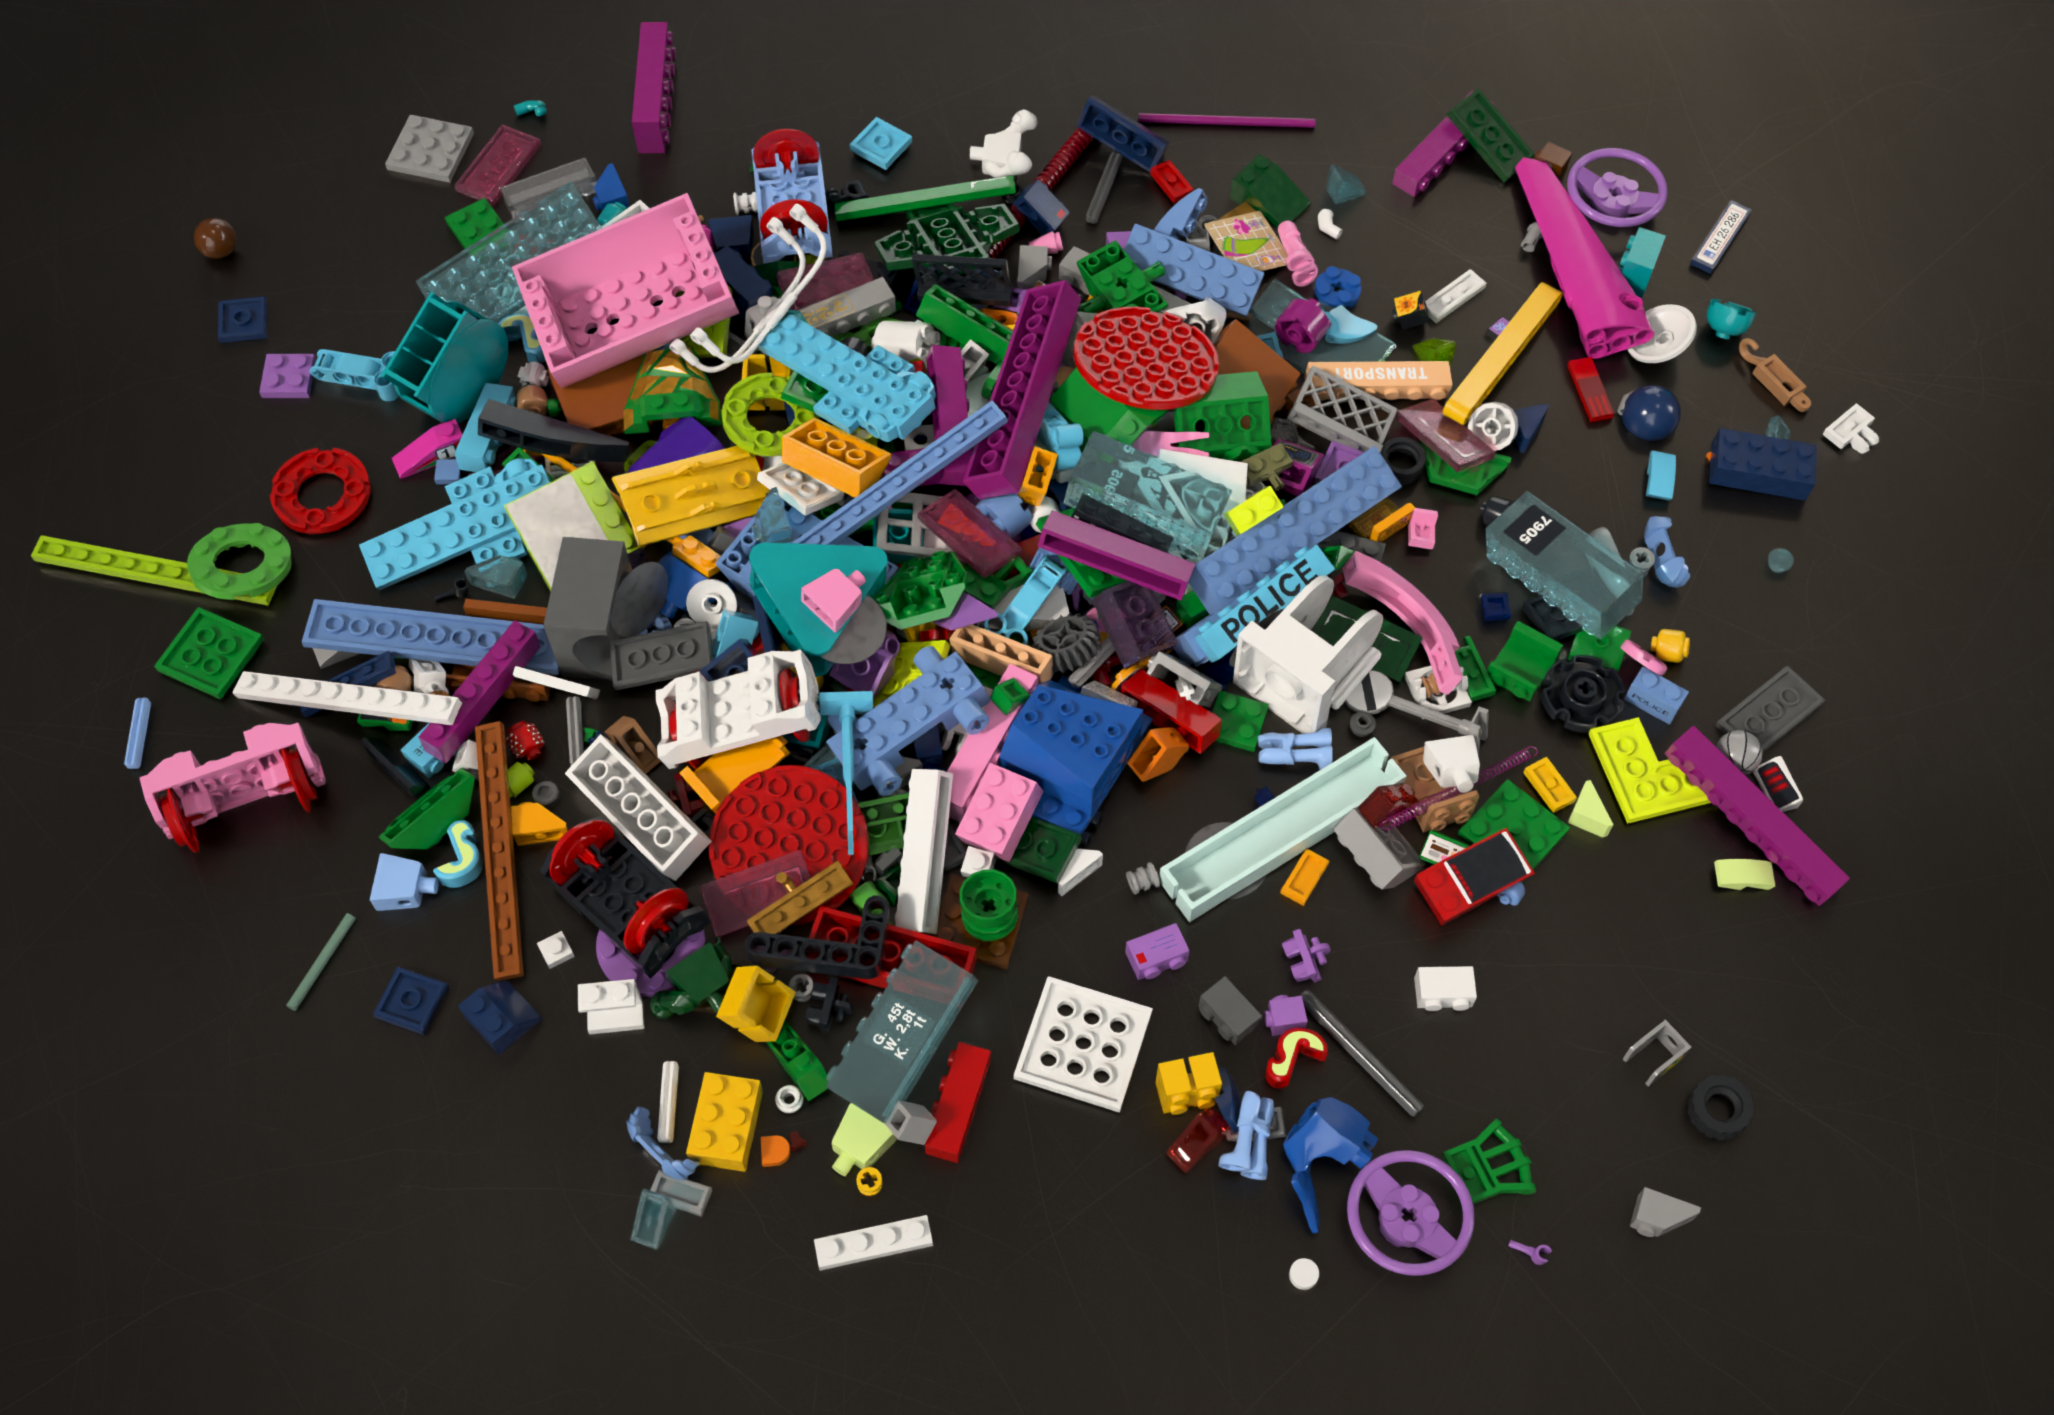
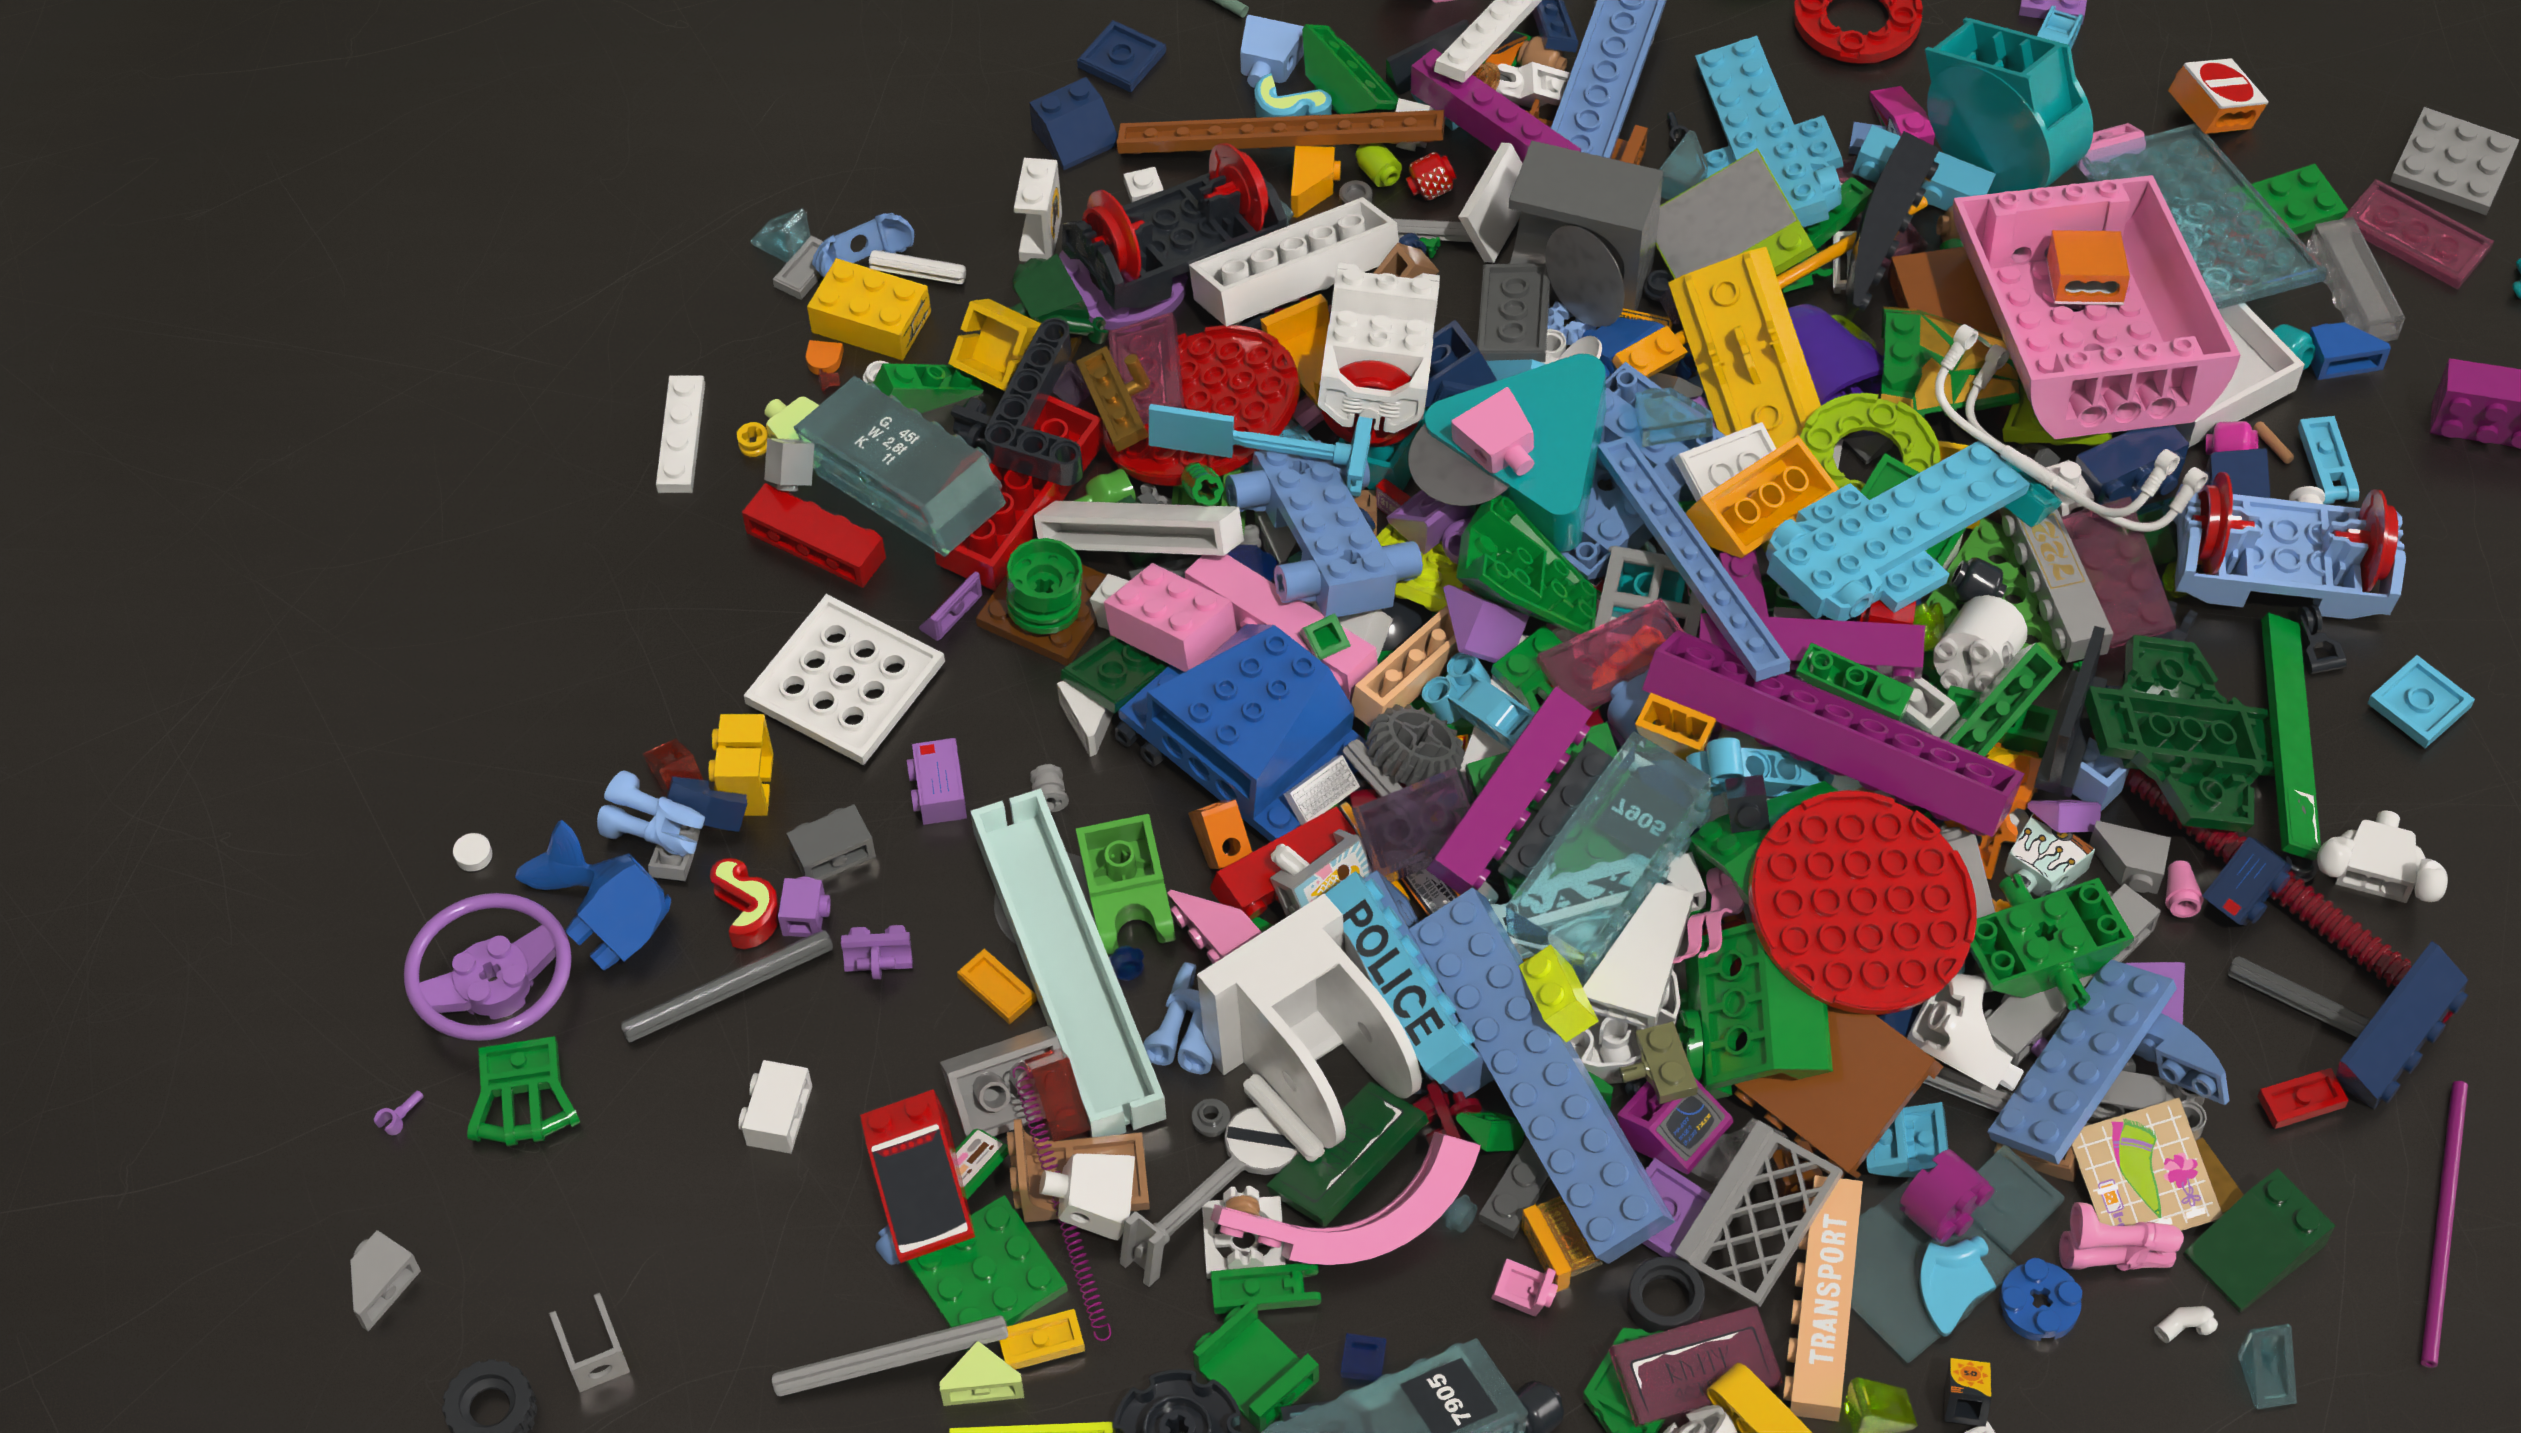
camera: 105 degrees right, 5 degrees down
(393, 267) = (2217, 95): none -> piece
(587, 305) = (2087, 267): none -> orange piece
(705, 194) = (2328, 458): none -> medium azure plate
(885, 807) = (1212, 486): none -> green axle
(983, 378) = (1854, 682): none -> green slope
(1000, 986) = (953, 607): none -> medium lavender slope
(1096, 418) = (1747, 803): none -> black brick
(1206, 806) = (1124, 878): none -> bright green brick
(1238, 730) = (1212, 924): none -> bright pink slope
(1596, 867) = (889, 1355): none -> light grey axle

